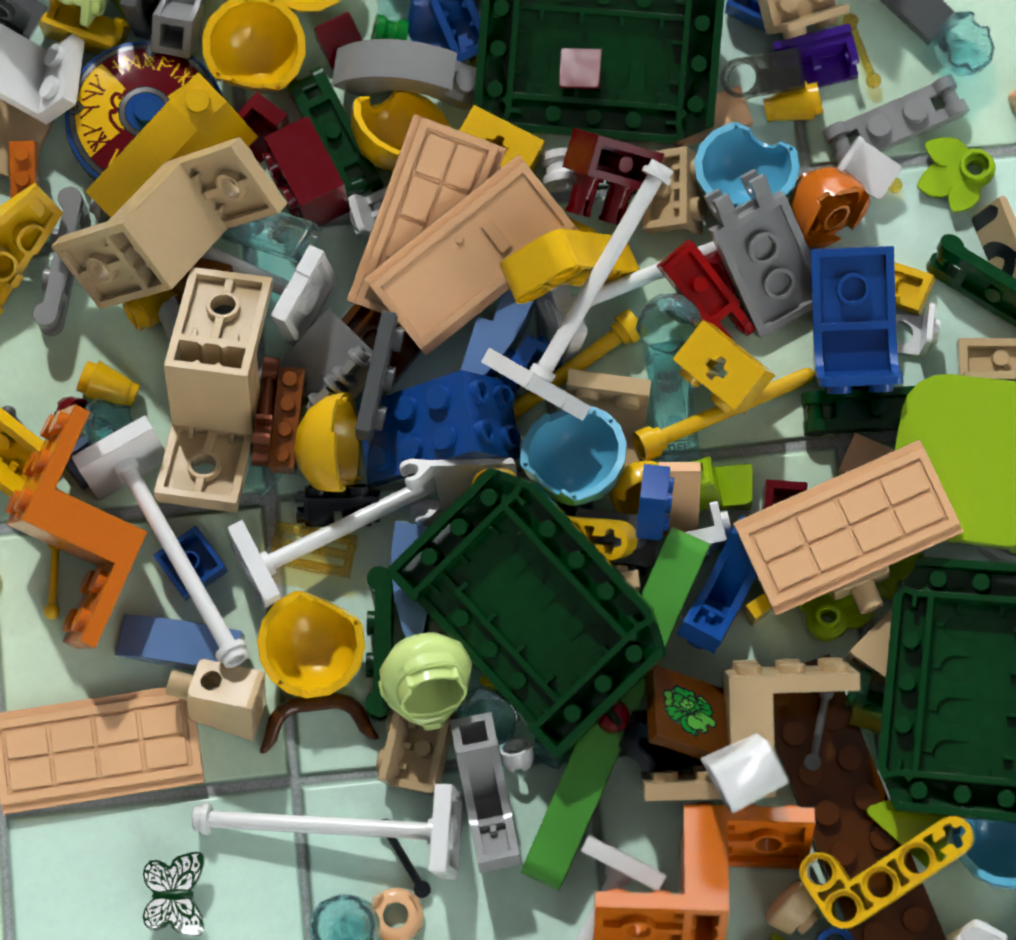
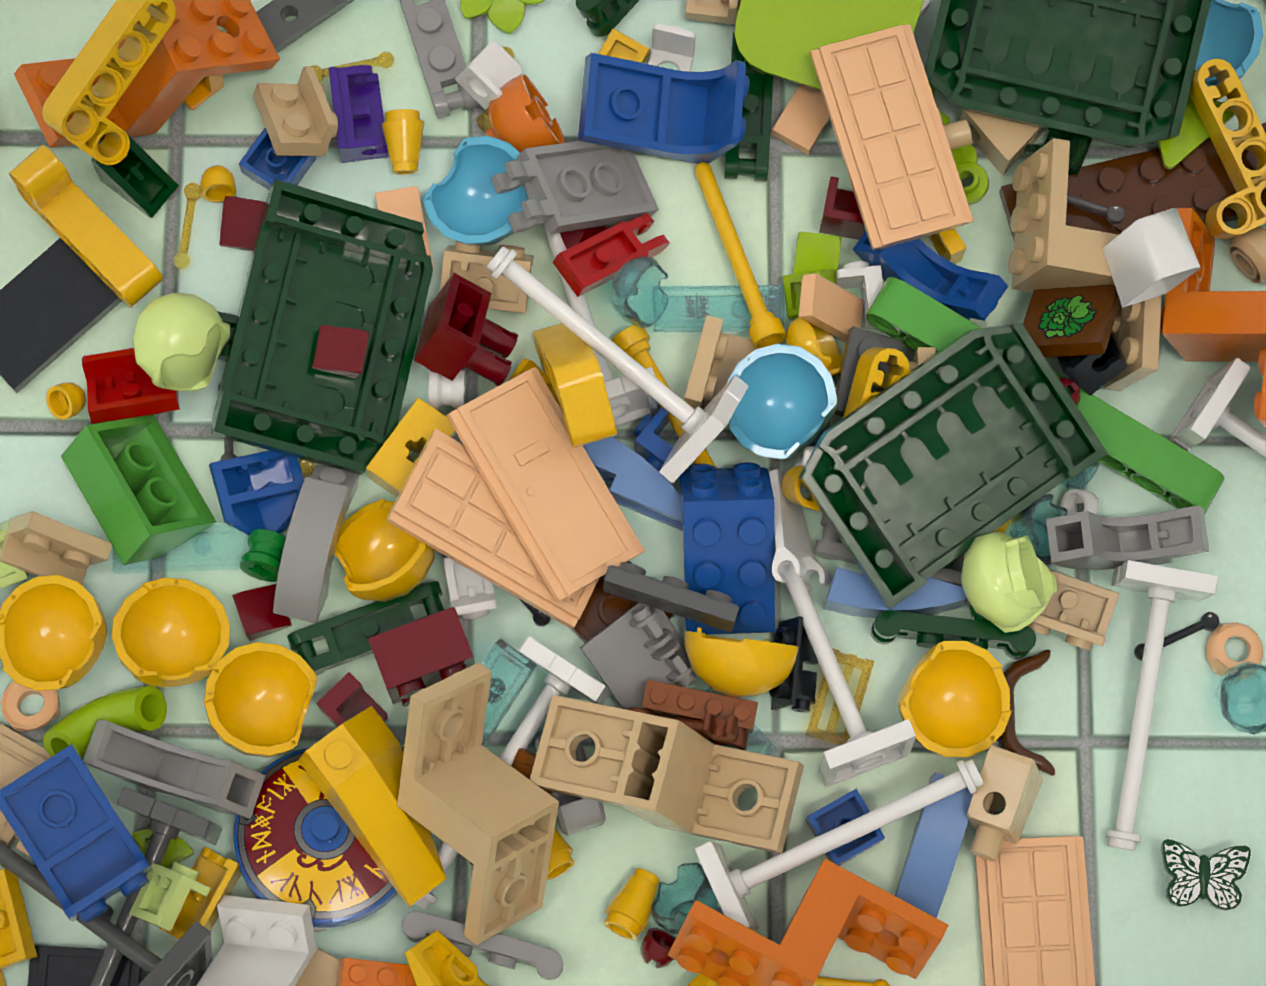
camera: 90 degrees left, 0 degrees up
(654, 502) = (844, 324): blue piece -> none
(745, 373) = (707, 219): yellow brick -> none
(774, 72) = (374, 149): clear smoke piece -> none

